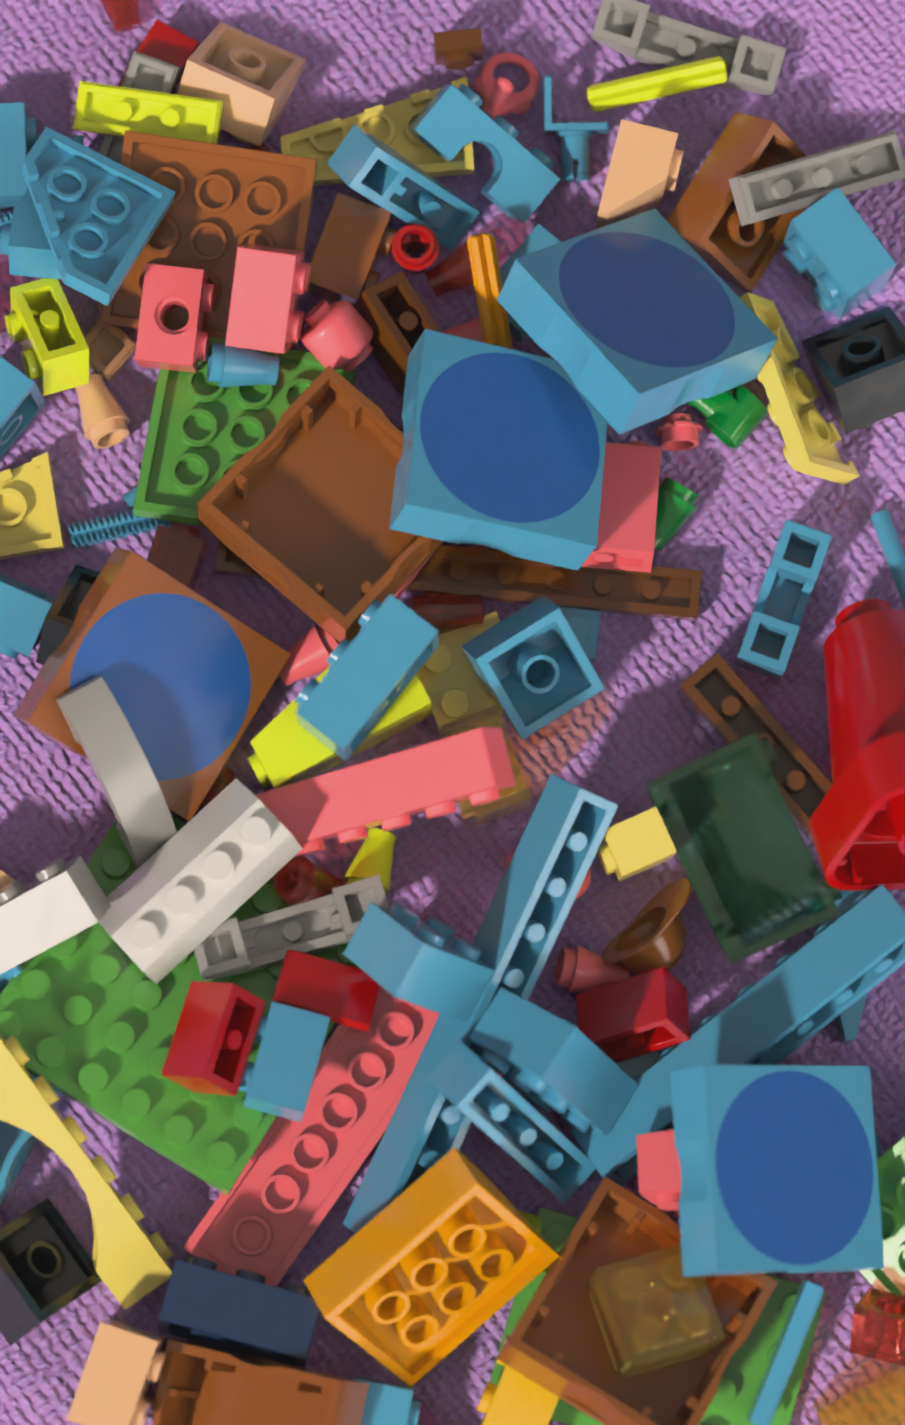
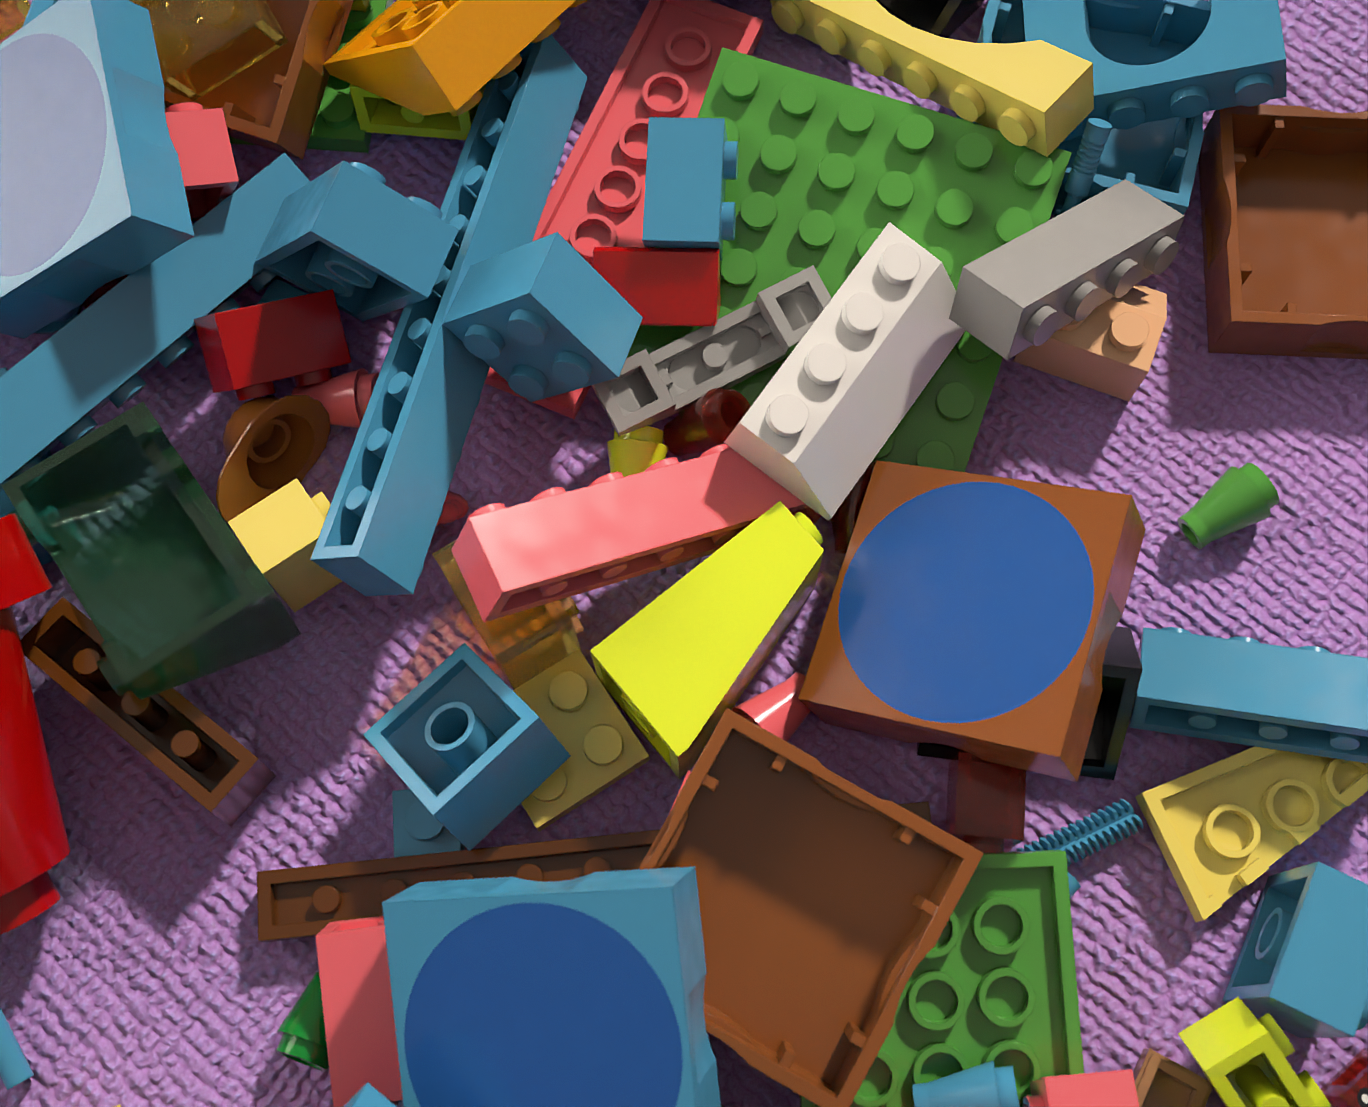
camera: 170 degrees right, 10 degrees down
(101, 414) = (1145, 995): light nougat cone -> none
(119, 767) = (996, 482): light grey slope -> none
(213, 1038) = (780, 185): red brick -> none
(366, 676) = (681, 637): dark azure brick -> none
(449, 610) = (602, 807): clear red cone -> none
(511, 1121) = (419, 159): dark azure brick -> none
(782, 600) = (151, 876): dark azure arch -> none

